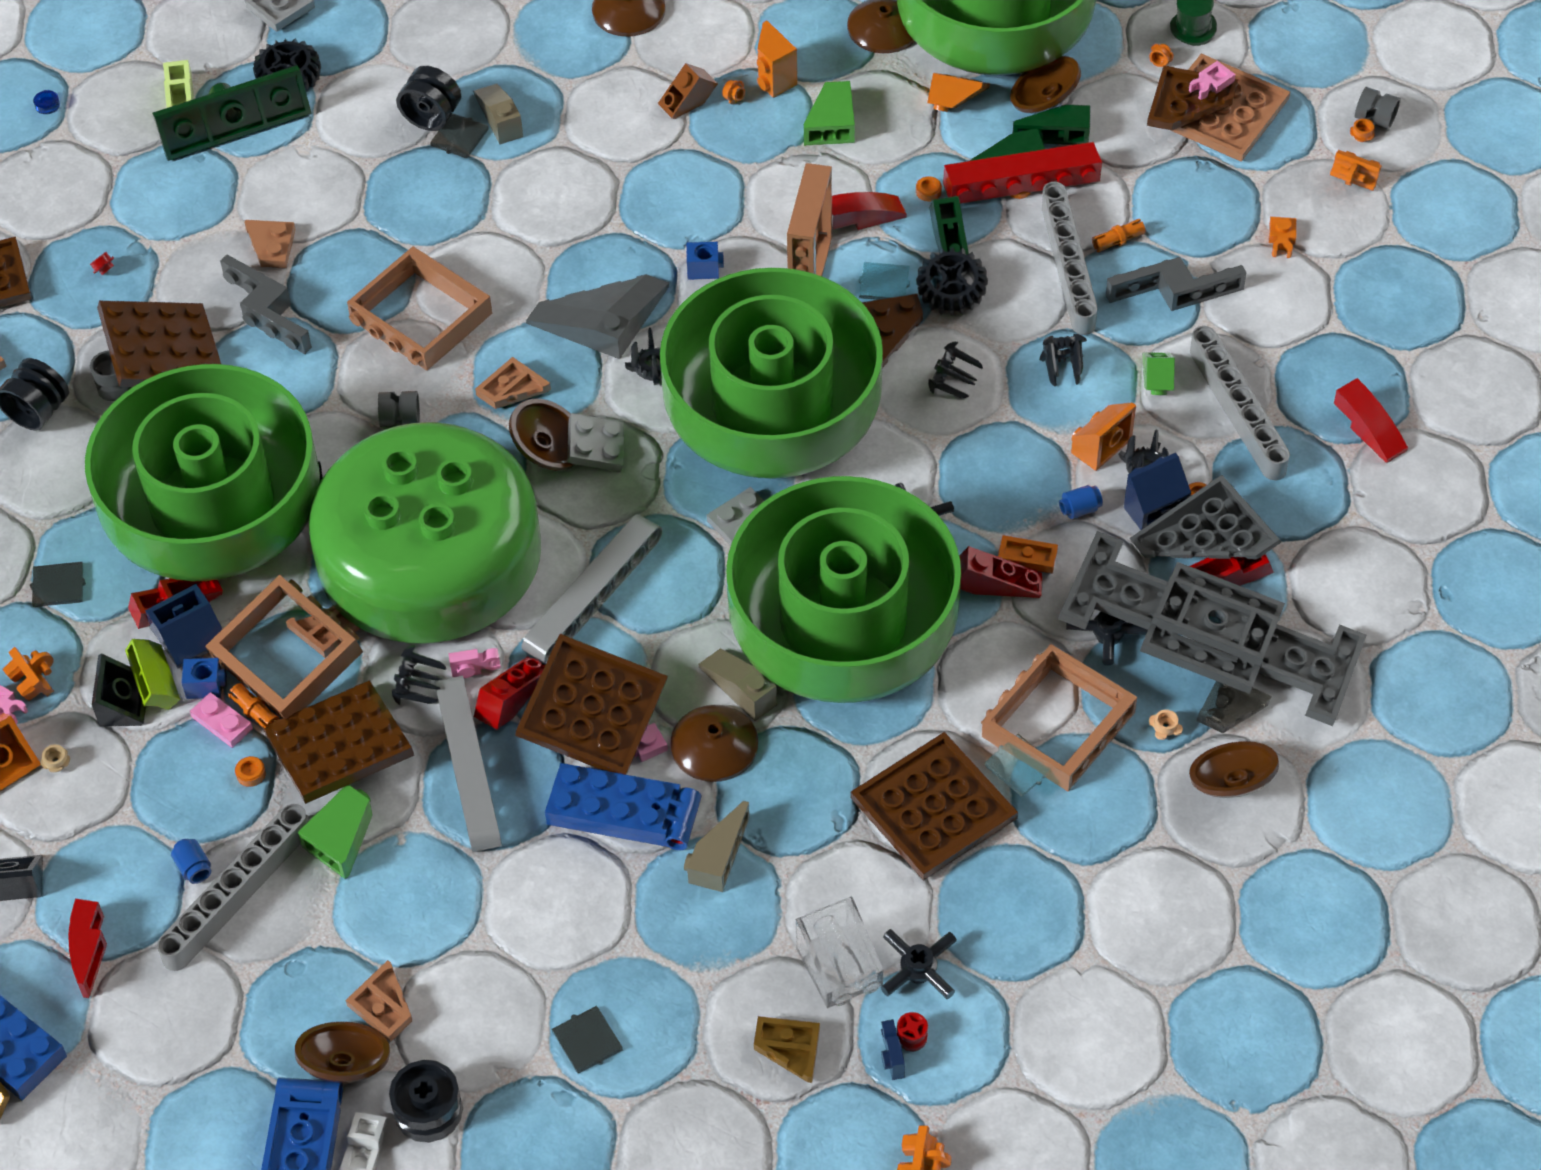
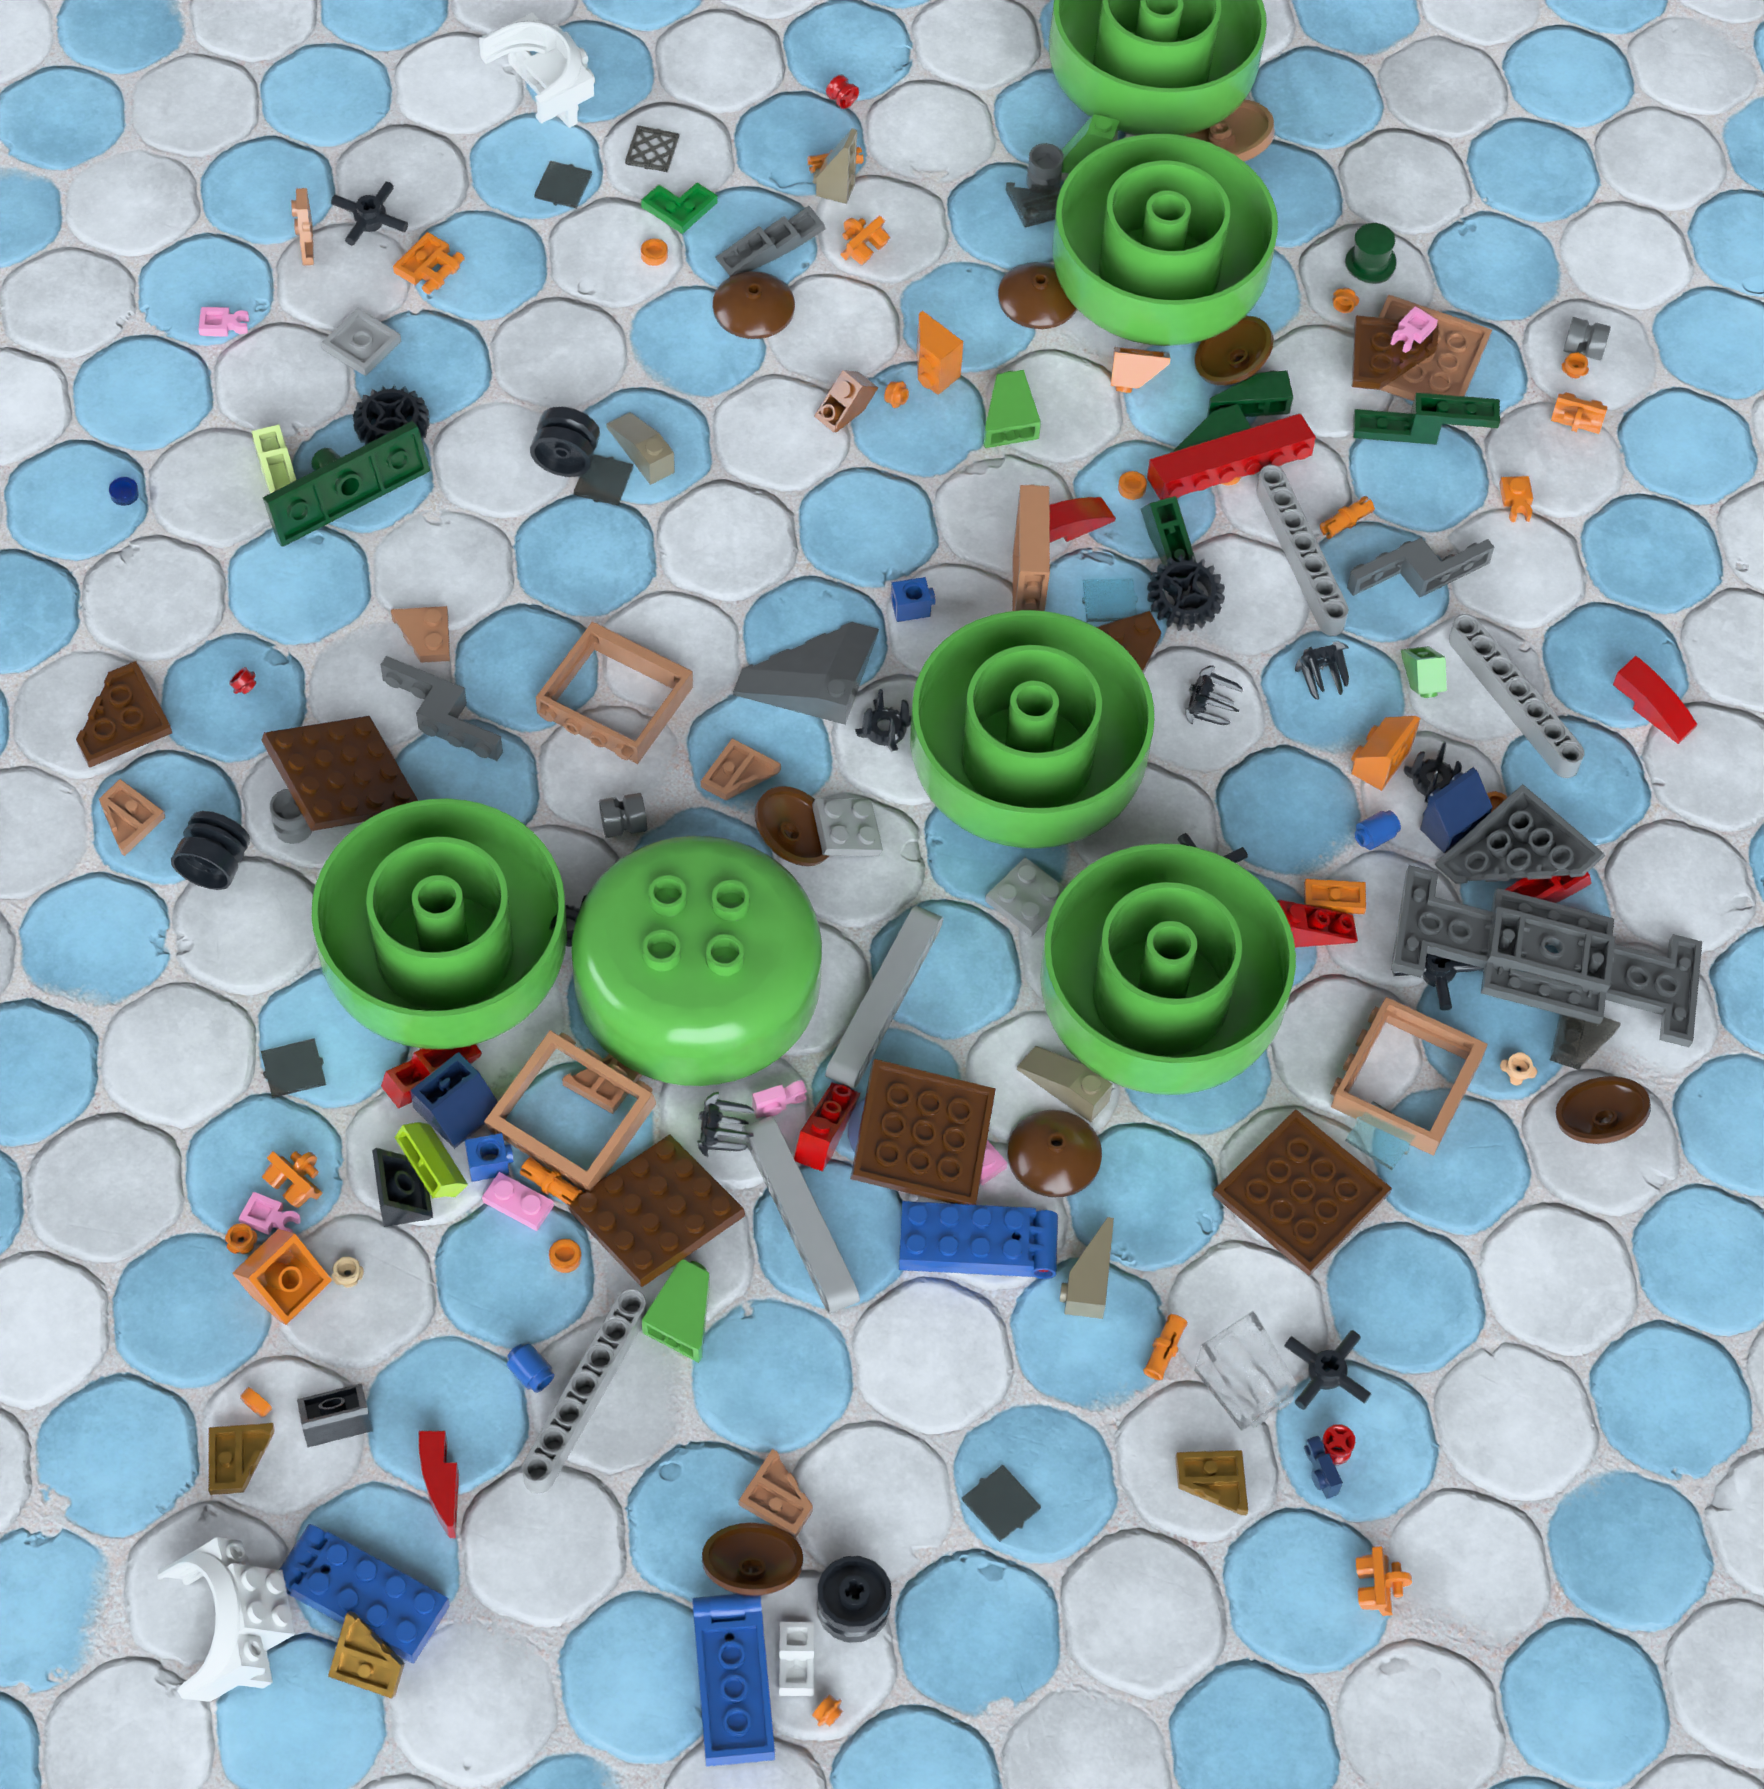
camera: 15 degrees left, 5 degrees up
(760, 937) = (1165, 1347): none -> orange pin
(1208, 158) = (1426, 418): none -> dark green bracket

